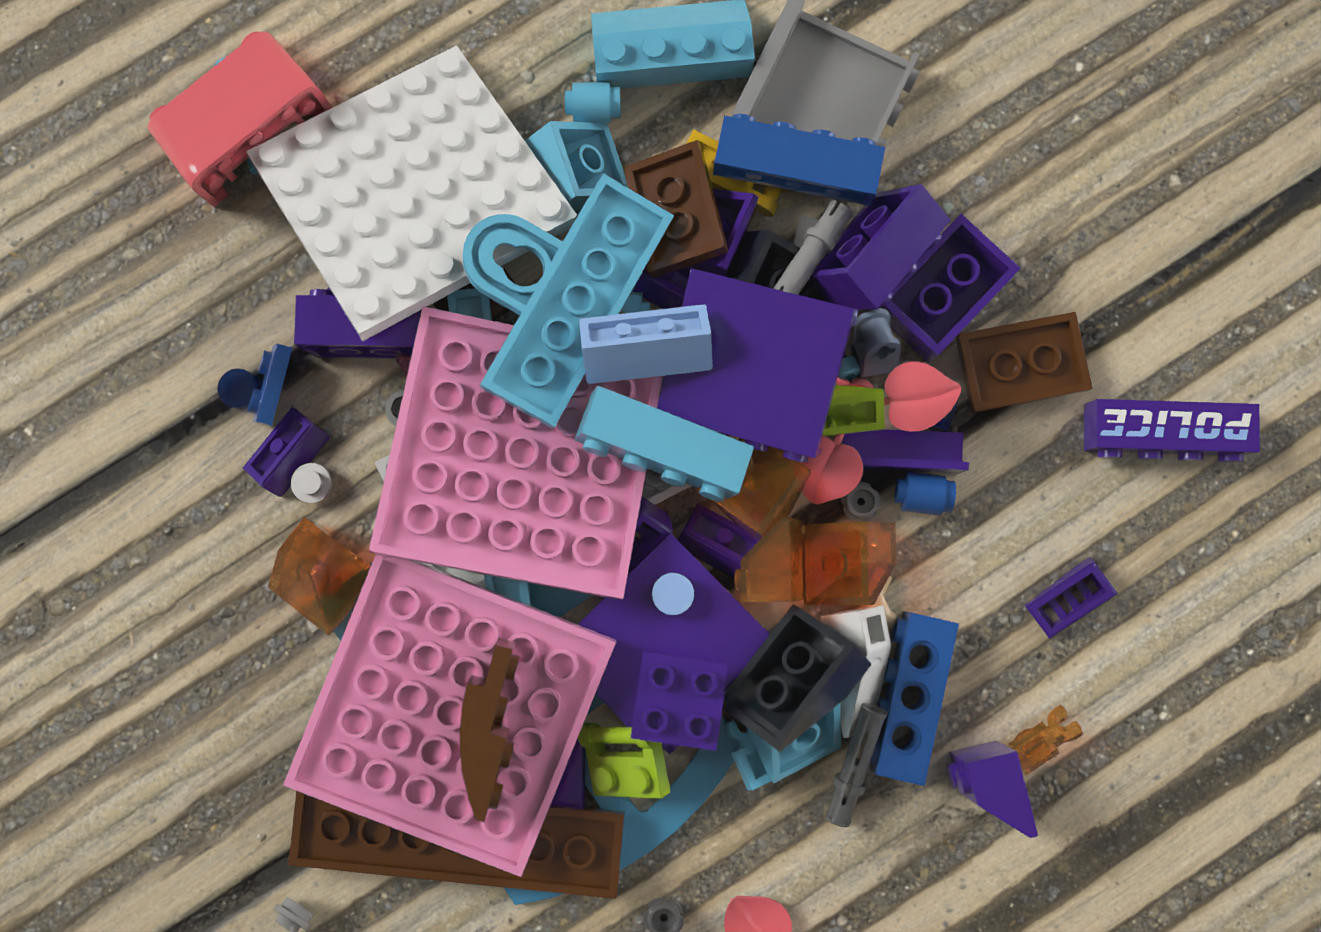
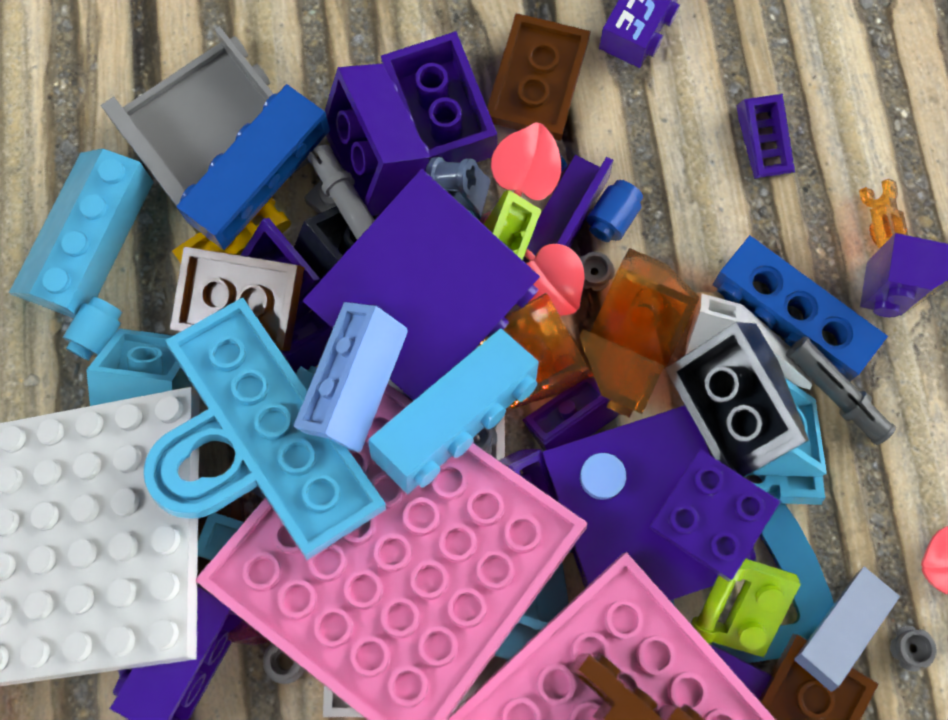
camera: 65 degrees left, 10 degrees down
(650, 854) = (847, 629): none -> tile

